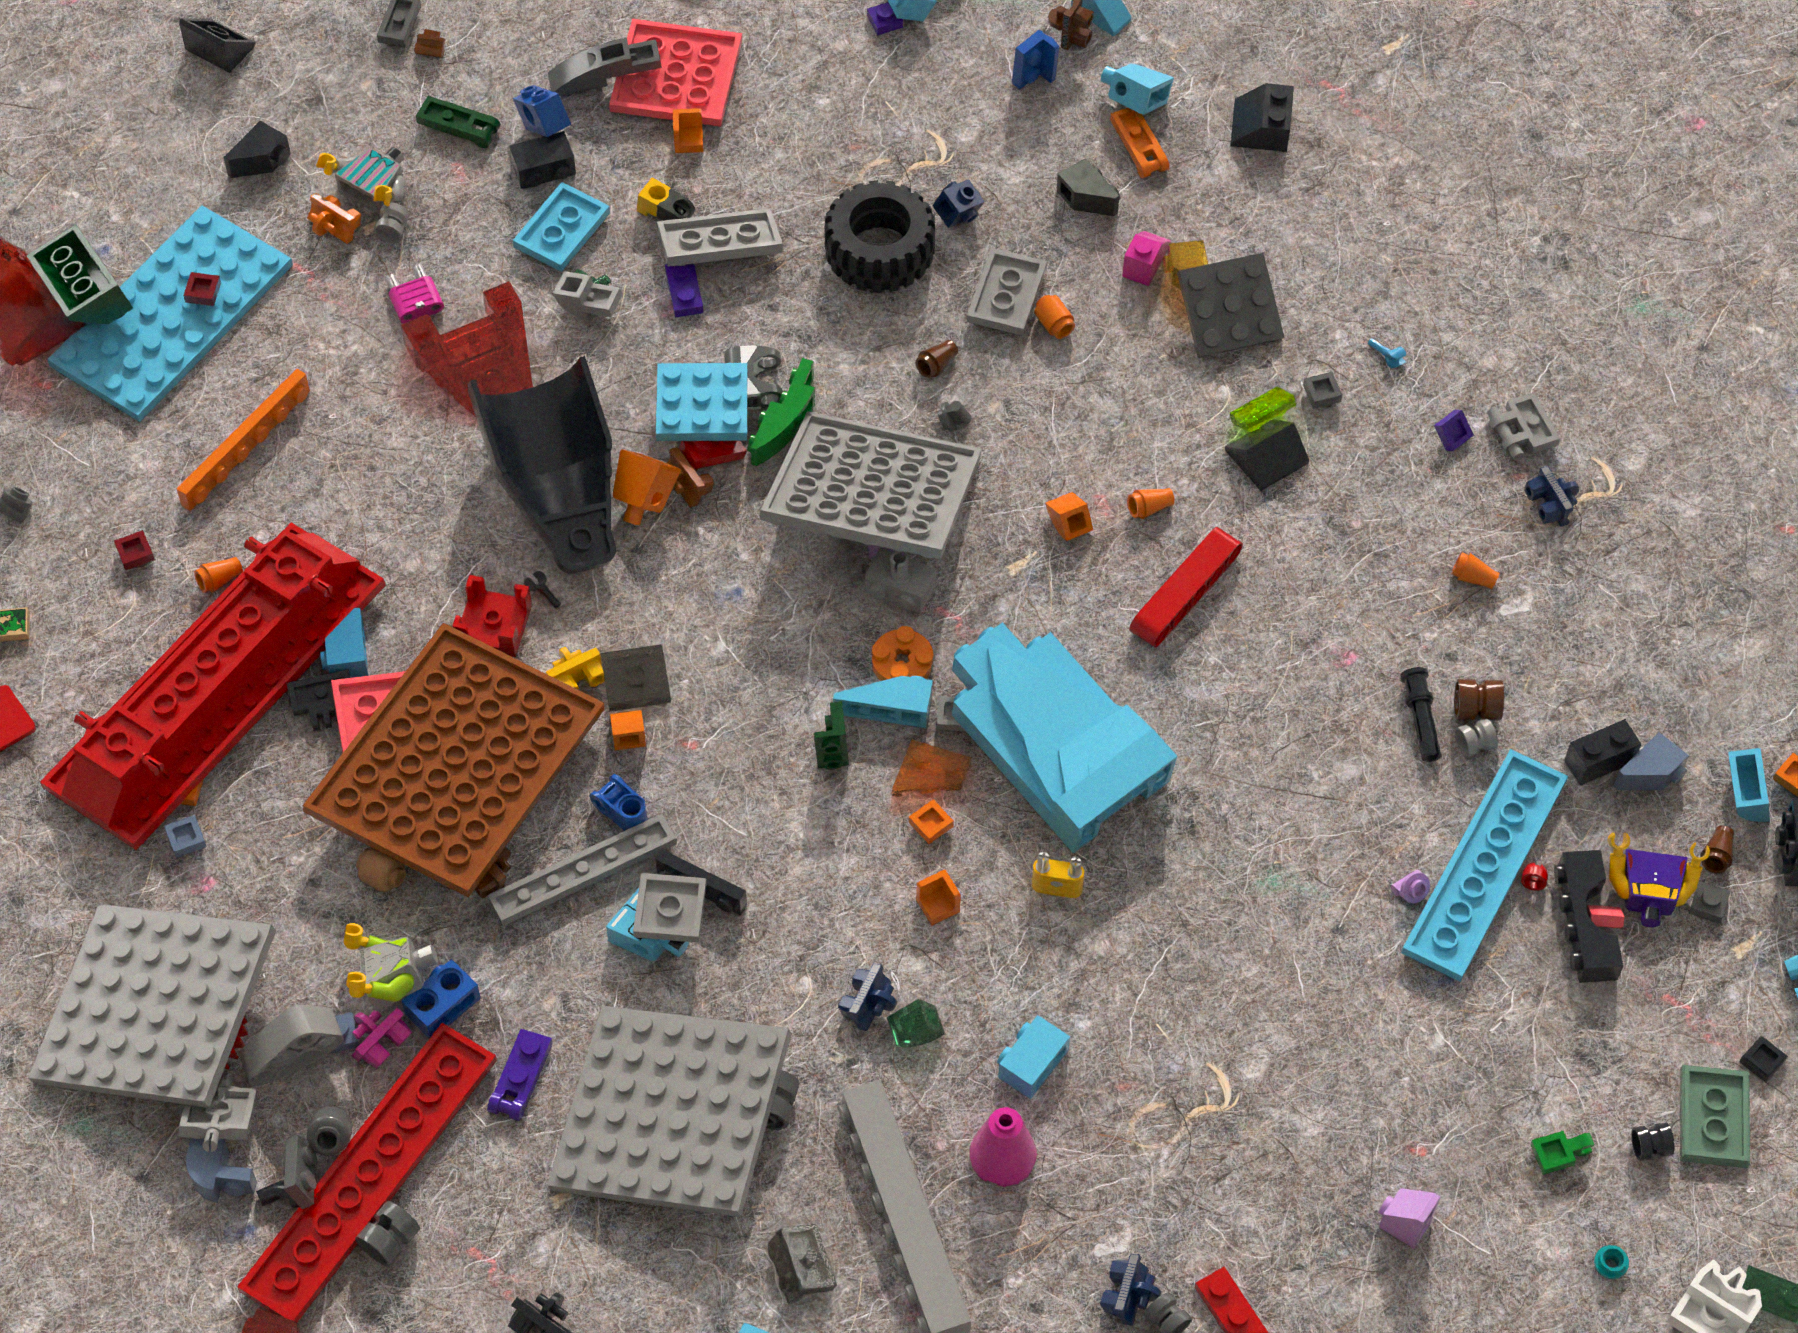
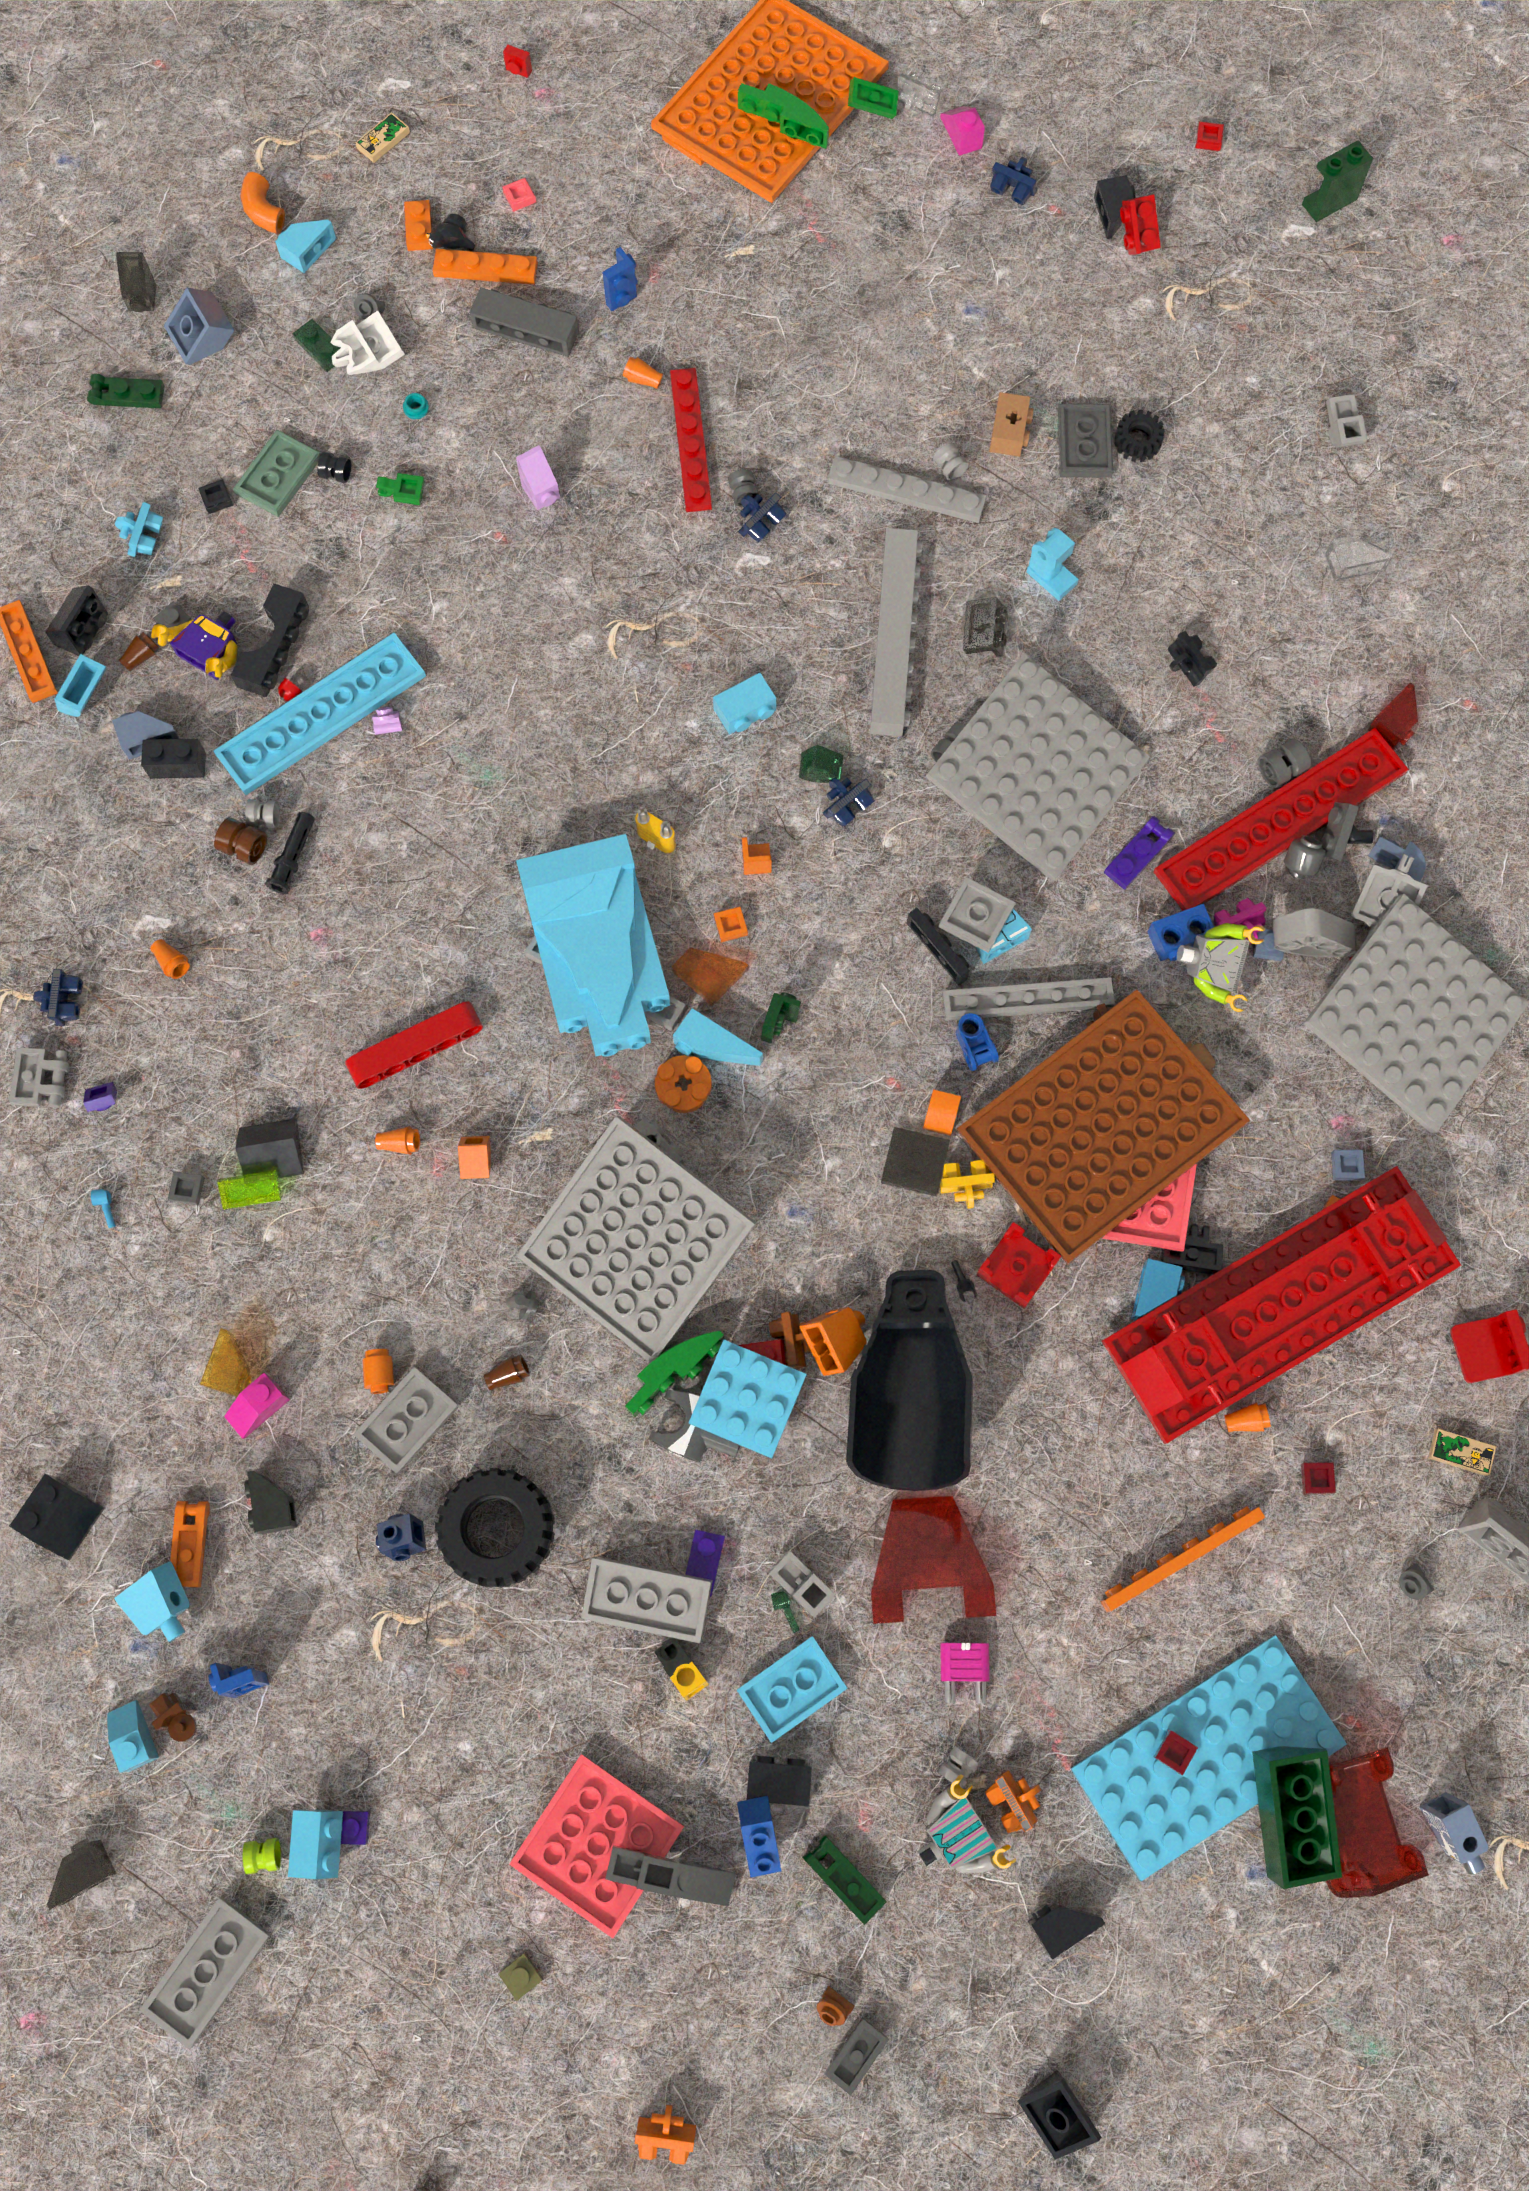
camera: 155 degrees left, 15 degrees up
(688, 130) = (620, 1754): orange panel -> none
(1003, 1149) = (801, 645): dark pink cone -> none
(1230, 305) = (215, 1304): dark grey plate -> none
(1606, 916) = (256, 633): coral tile -> none

